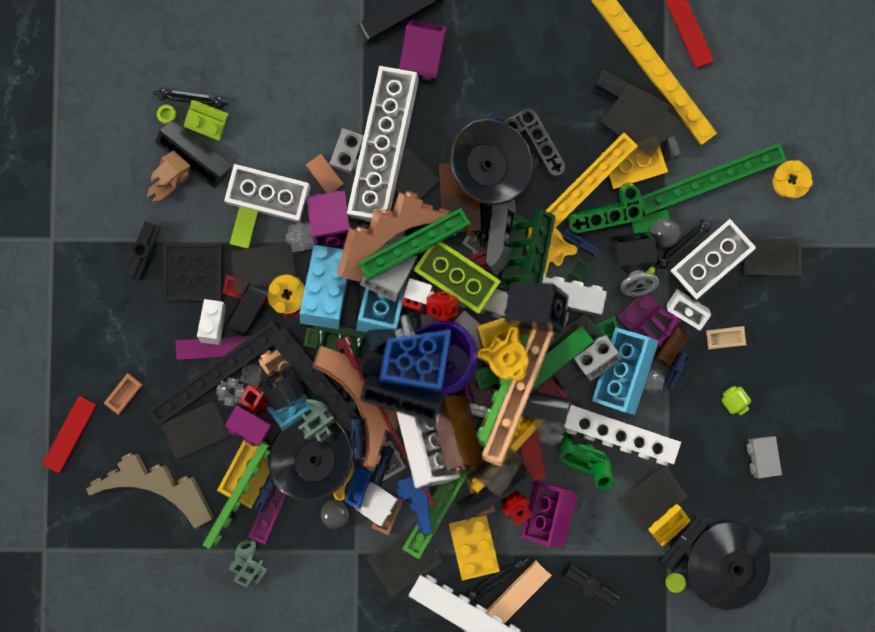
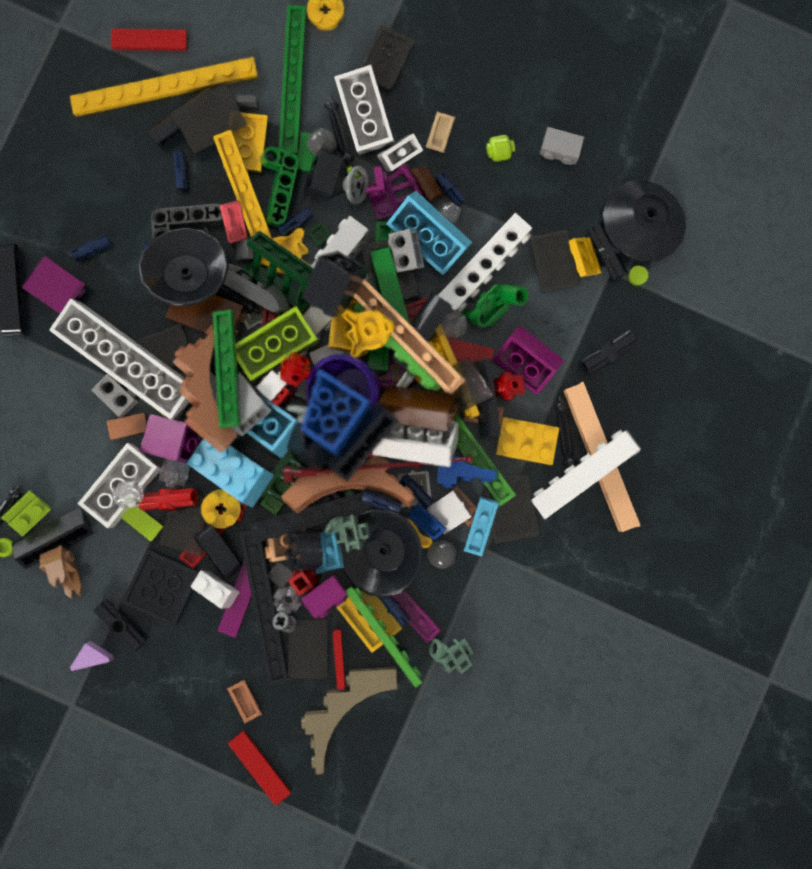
camera: 60 degrees left, 0 degrees up
(103, 237) = (91, 655): none -> lavender slope
(199, 462) = (339, 663): none -> red tile
(209, 399) = (282, 624): none -> dark grey bush
(262, 206) = (128, 494): none -> clear head
(274, 242) = (169, 499): none -> red piece
(376, 539) = (481, 526): none -> medium azure tile
(472, 66) = (90, 247): none -> dark blue pin
(531, 206) = (243, 252): none -> dark grey tile
(554, 186) = (233, 221): none -> coral plate
(580, 115) = (180, 170): none -> dark blue axle
(655, 304) = (381, 180): none -> magenta bracket

